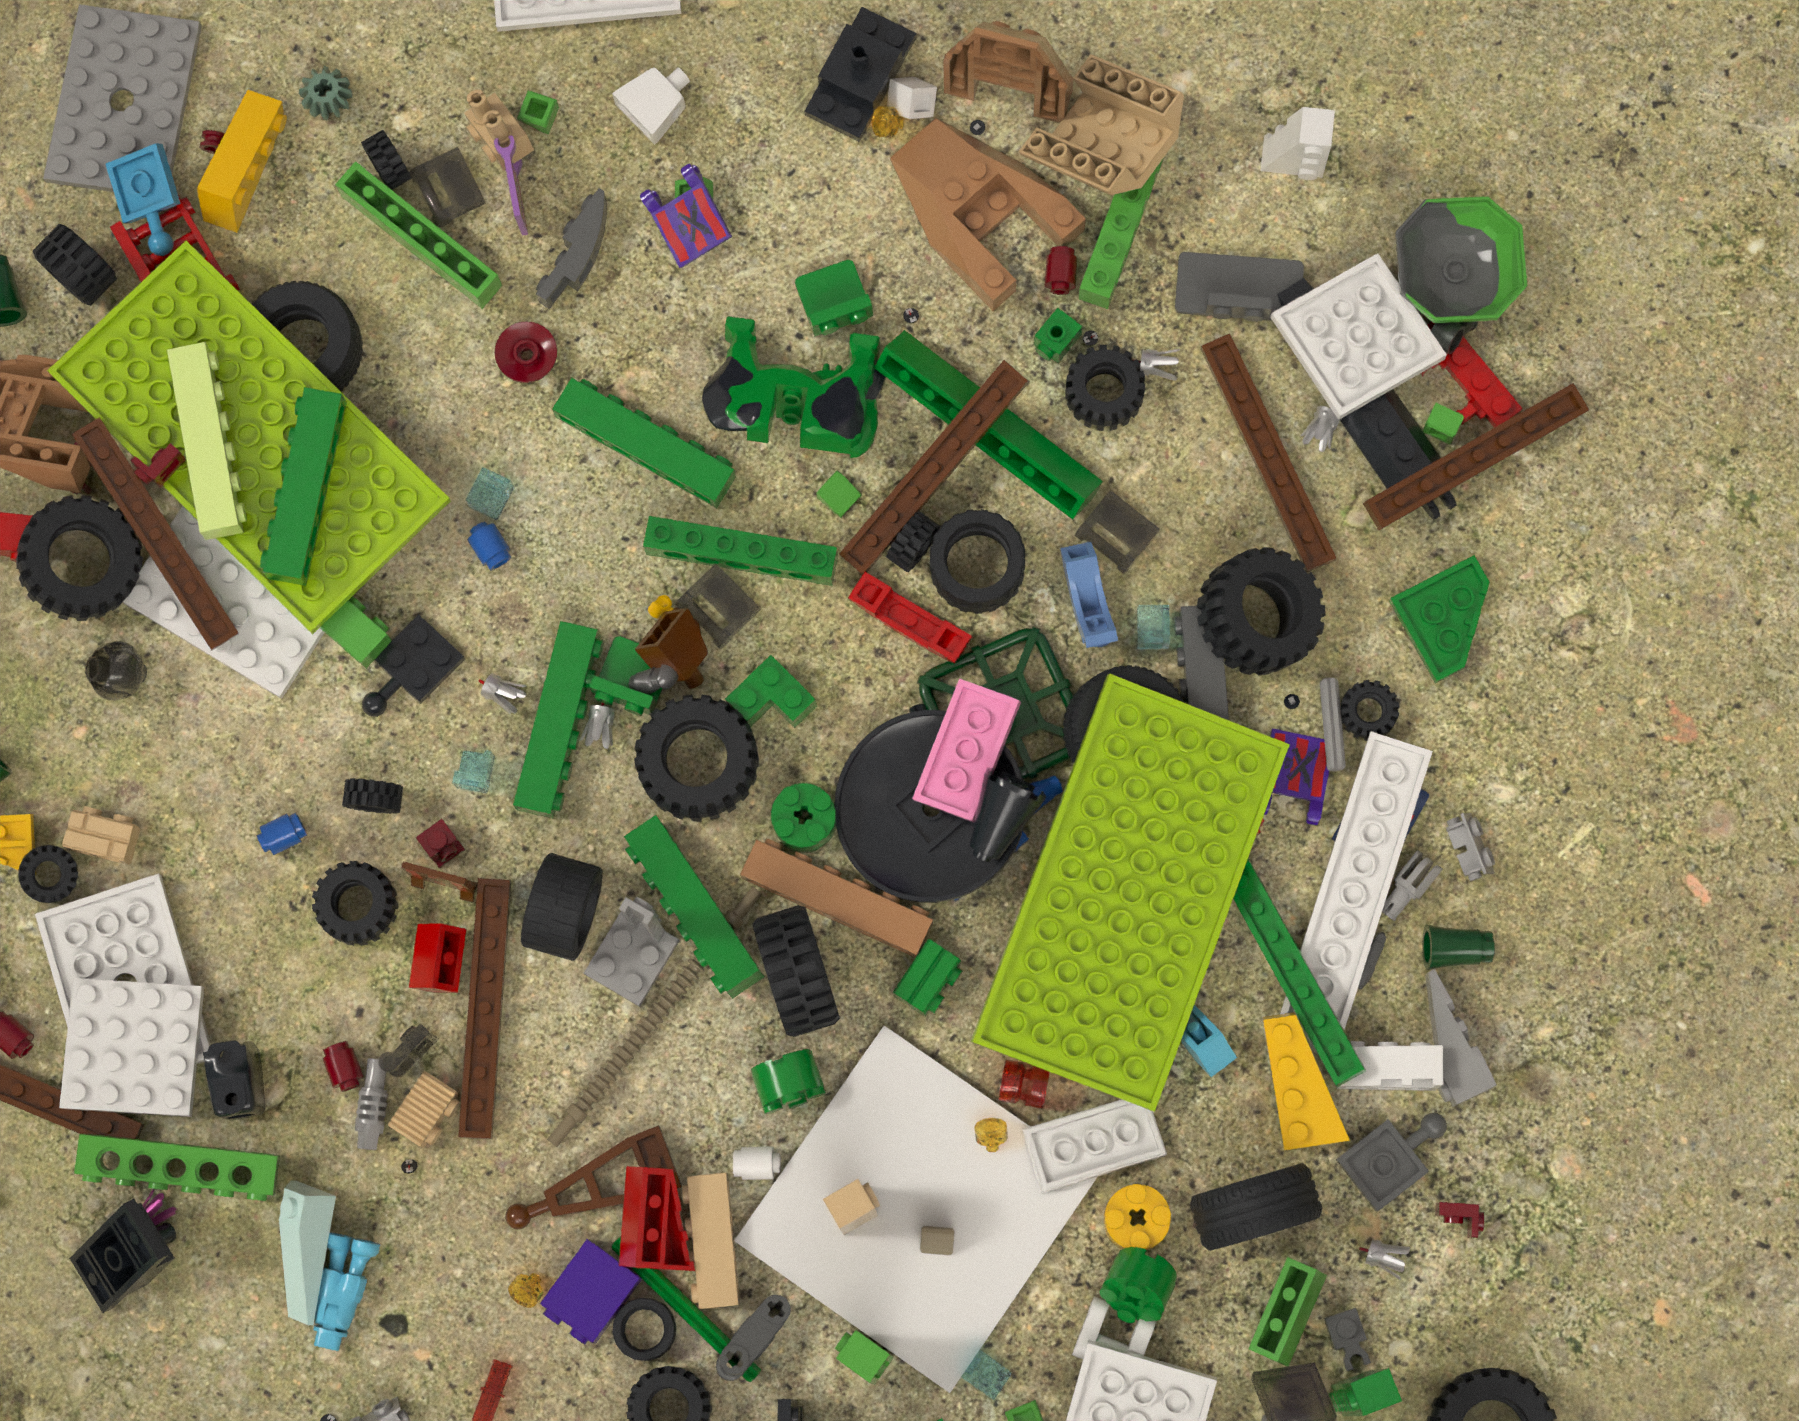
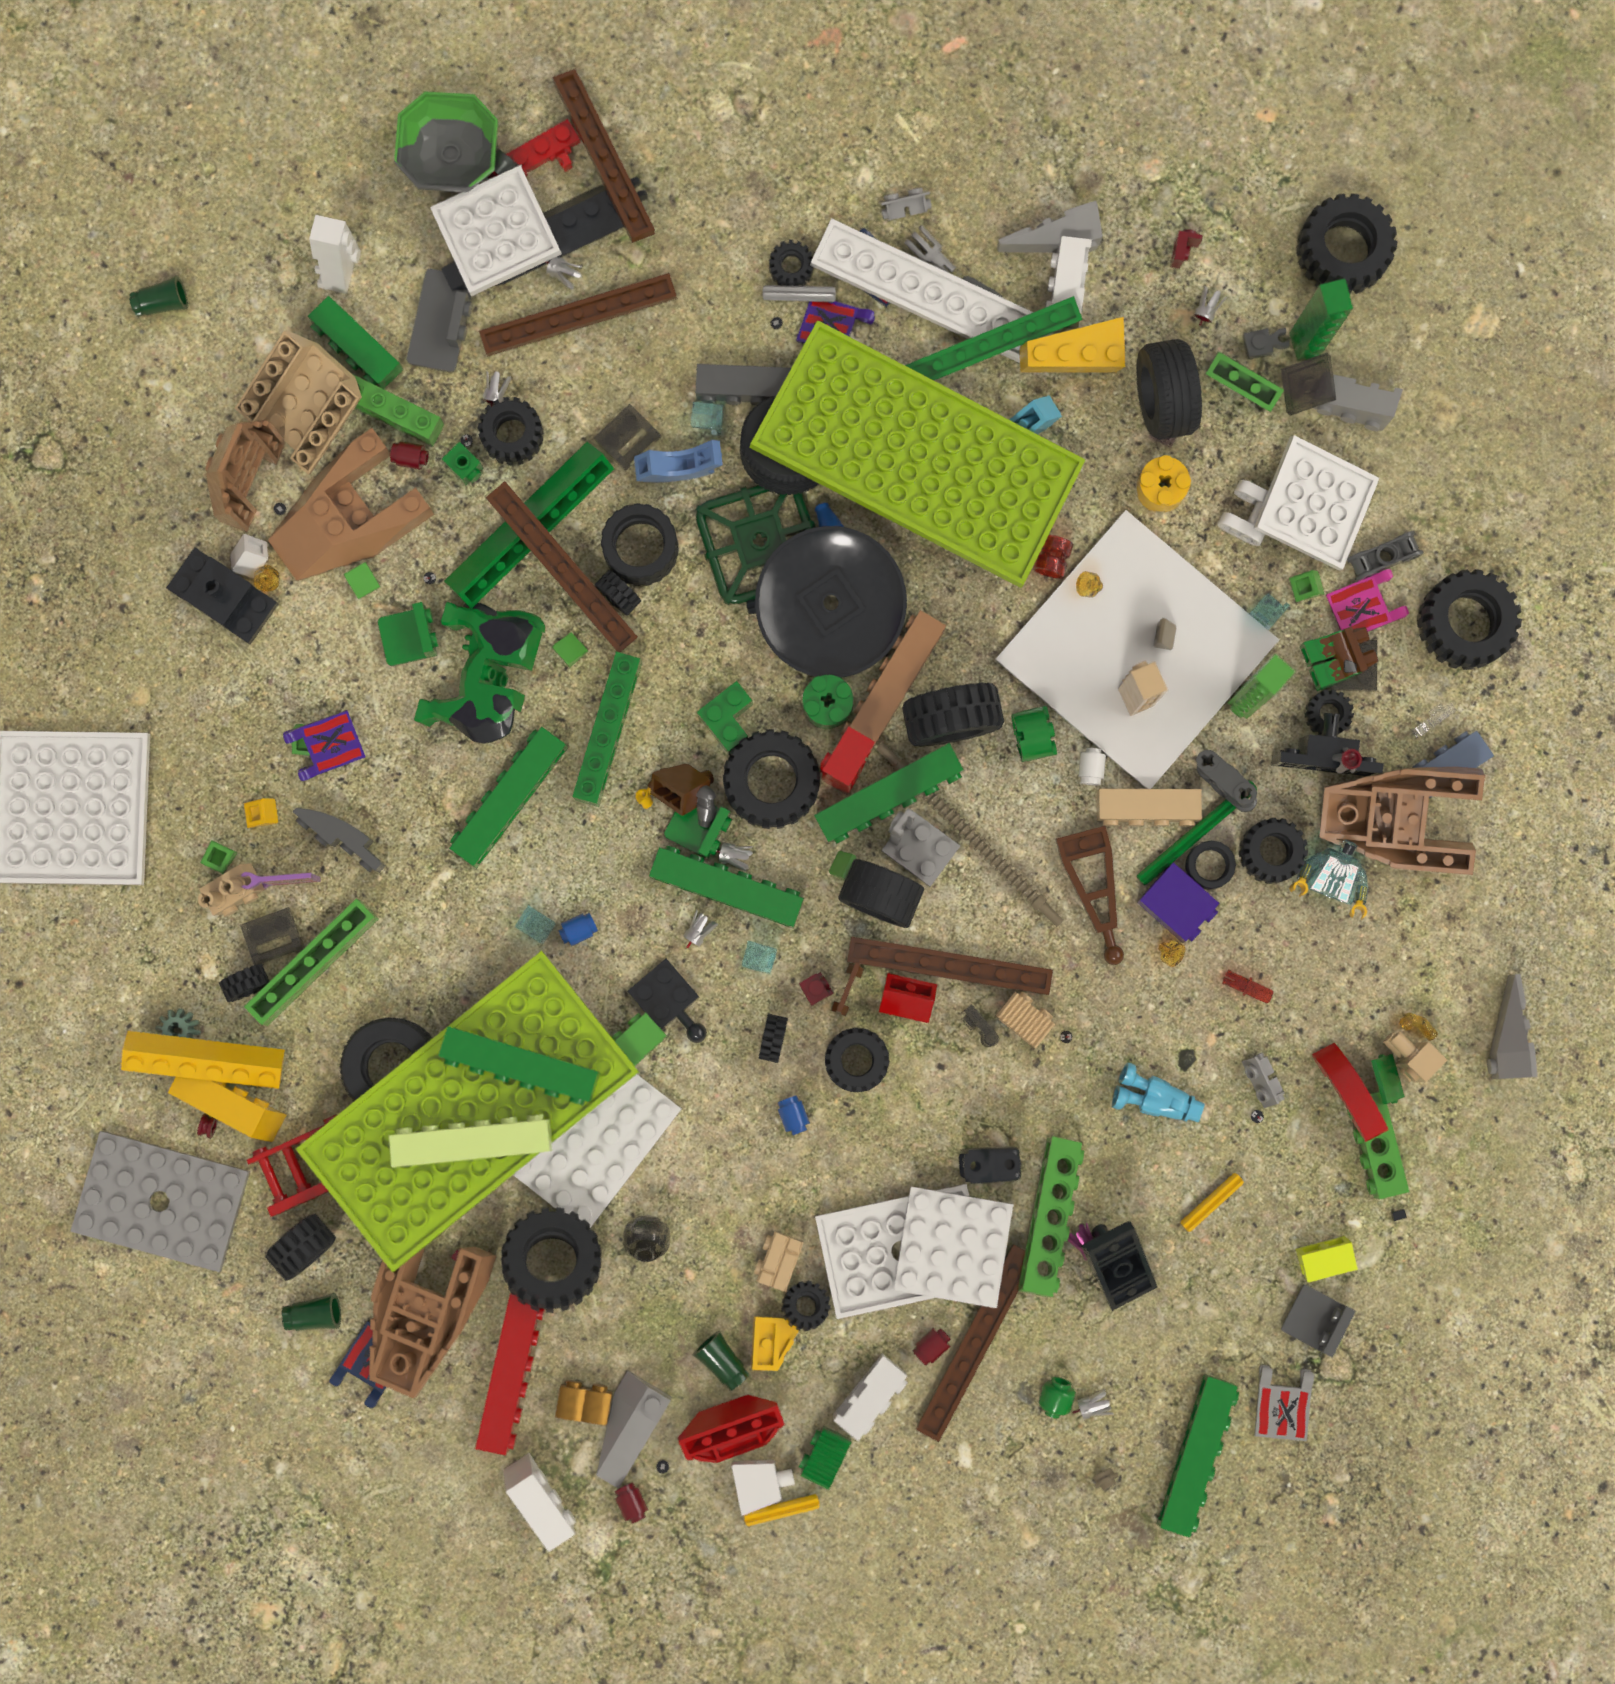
camera: 90 degrees left, 5 degrees up
(144, 188) = (242, 1186): dark azure plate -> none
(155, 534) = (539, 1194): reddish brown plate -> none
(163, 465) = (486, 1178): dark red bracket -> none
(214, 1373) = (1212, 1202): none -> yellow axle
(288, 124) = (202, 1059): none -> yellow brick
(304, 1239) = (1116, 1119): light aqua wedge -> none
(342, 1066) = (984, 1081): dark red brick -> none
(371, 1107) = (1018, 1061): light grey hinge -> none
(522, 338) = (409, 880): dark red dish -> none
(598, 154) = (261, 812): none -> yellow slope
(602, 858) = (841, 864): none -> bright green slope
(652, 1222) = (1133, 847): red wedge -> none
(653, 101) = (223, 763): white torso -> none
(719, 842) = (847, 760): none -> red wedge
(725, 598) = (643, 746): clear smoke plate -> none
(897, 235) = (362, 580): none -> bright green slope
(909, 619) = (678, 604): red slope -> none
(927, 978) = (963, 620): green brick -> none
(964, 748) = (793, 565): bright pink plate -> none
(1001, 813) = (848, 541): black cone -> none
(1092, 1144) = (1103, 511): white tile -> none
(1138, 1285) = (1216, 486): green brick -> none
(1194, 187) = (355, 343): none -> green brick
(1291, 591) = (708, 305): black tyre -> none
(1385, 1163) = (1138, 296): dark grey plate -> none
(1443, 423) = (572, 179): bright green slope -> none
(1444, 616) = (724, 199): green plate -> none
(1456, 947) = (981, 224): dark green plant -> none

